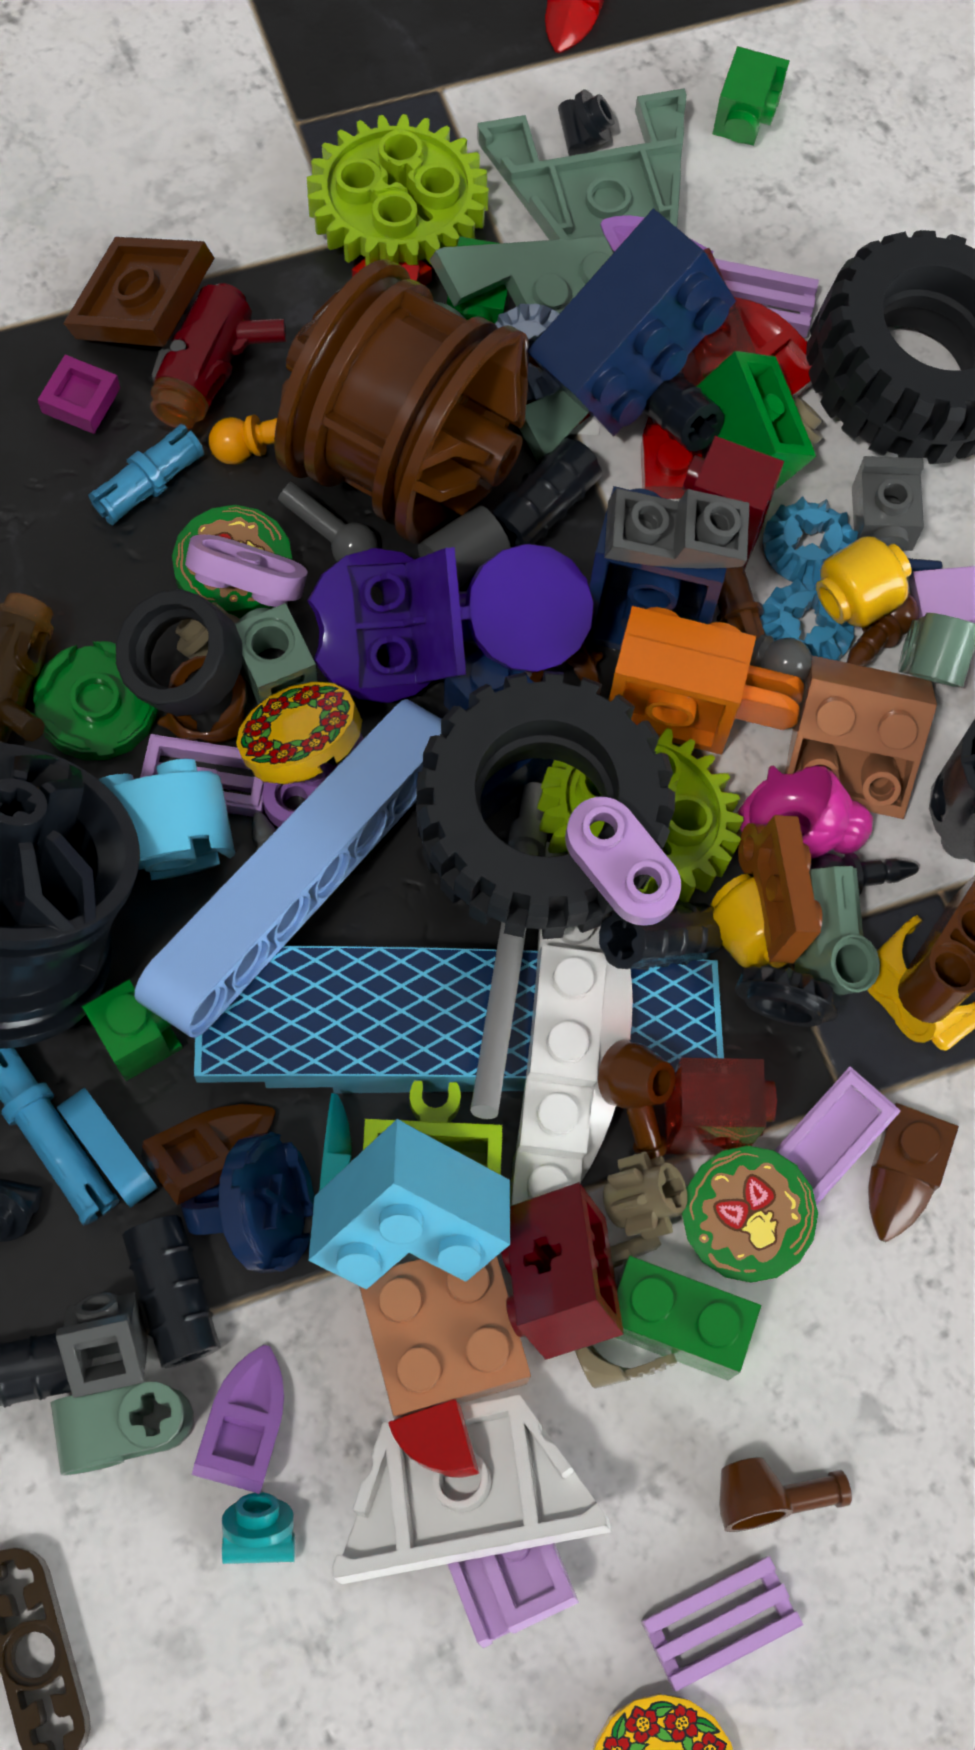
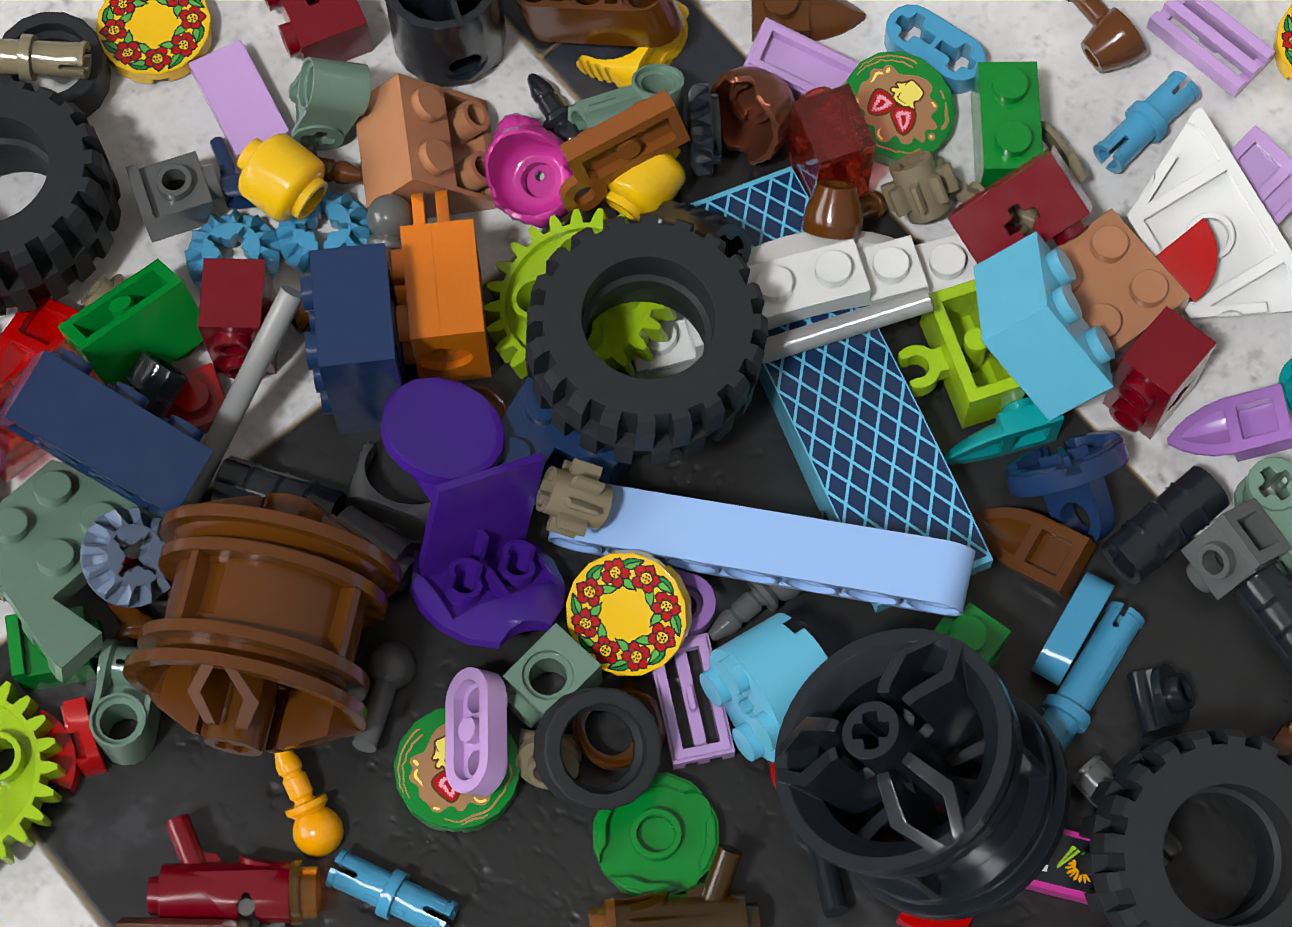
camera: 105 degrees left, 0 degrees up
(322, 1339) = (1157, 373): none -> dark red brick
(416, 703) = (574, 498): none -> dark tan gear
(616, 861) = (695, 227): lavender plate -> none
(633, 464) = (246, 385): none -> light grey bar
(641, 1493) = (1146, 122): none -> dark azure pin
(689, 533) = (353, 290): dark grey slope -> none
(797, 1061) = (754, 111): none -> copper hair
(822, 1306) = (936, 45): none -> dark azure beam

